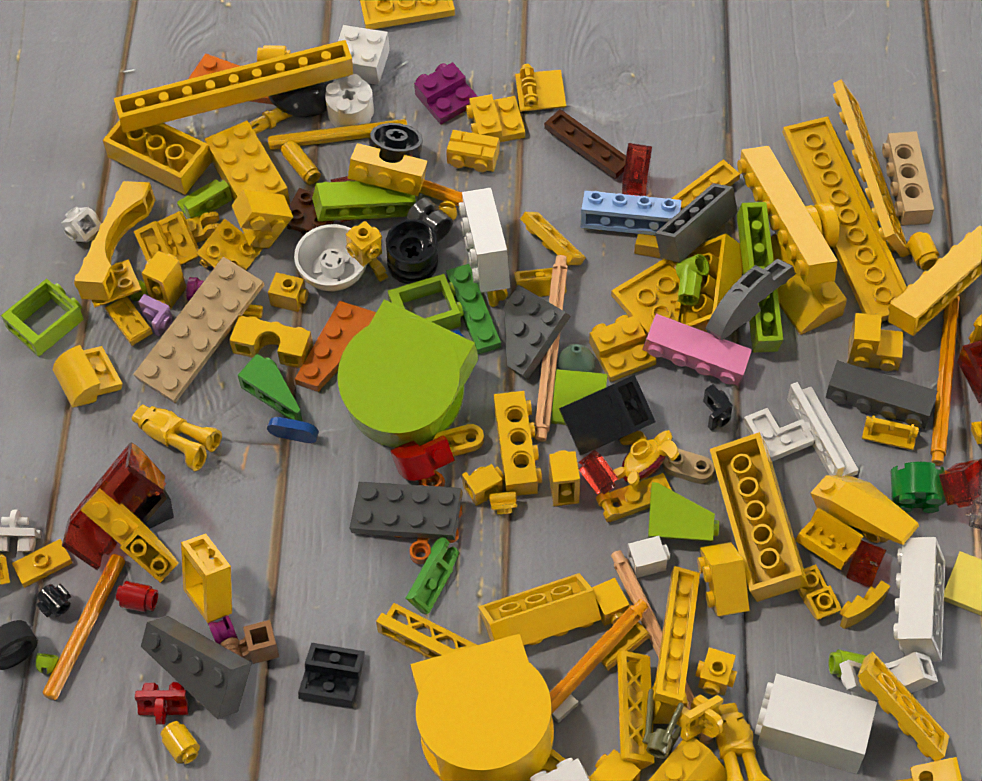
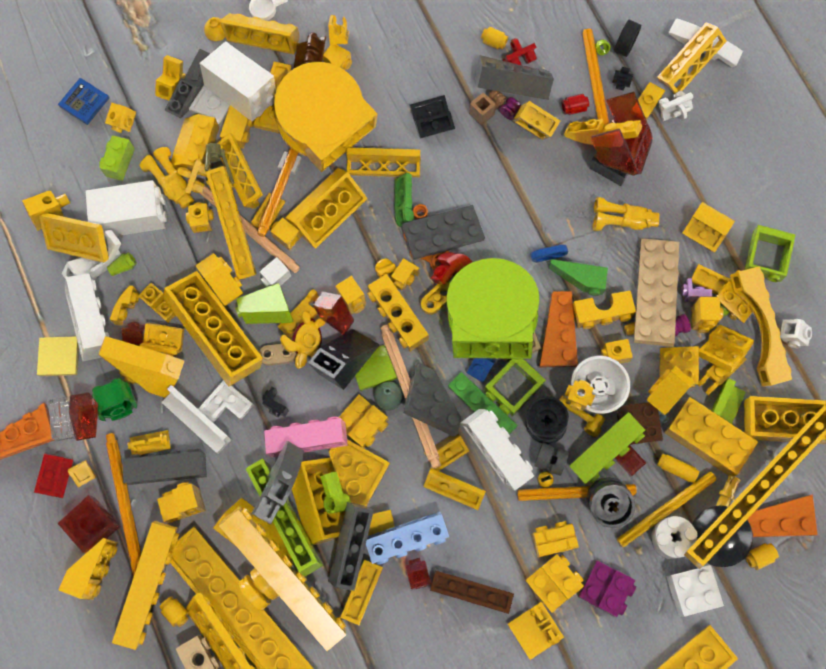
camera: 155 degrees right, 15 degrees up
(402, 176) = (618, 464): yellow arch -> none

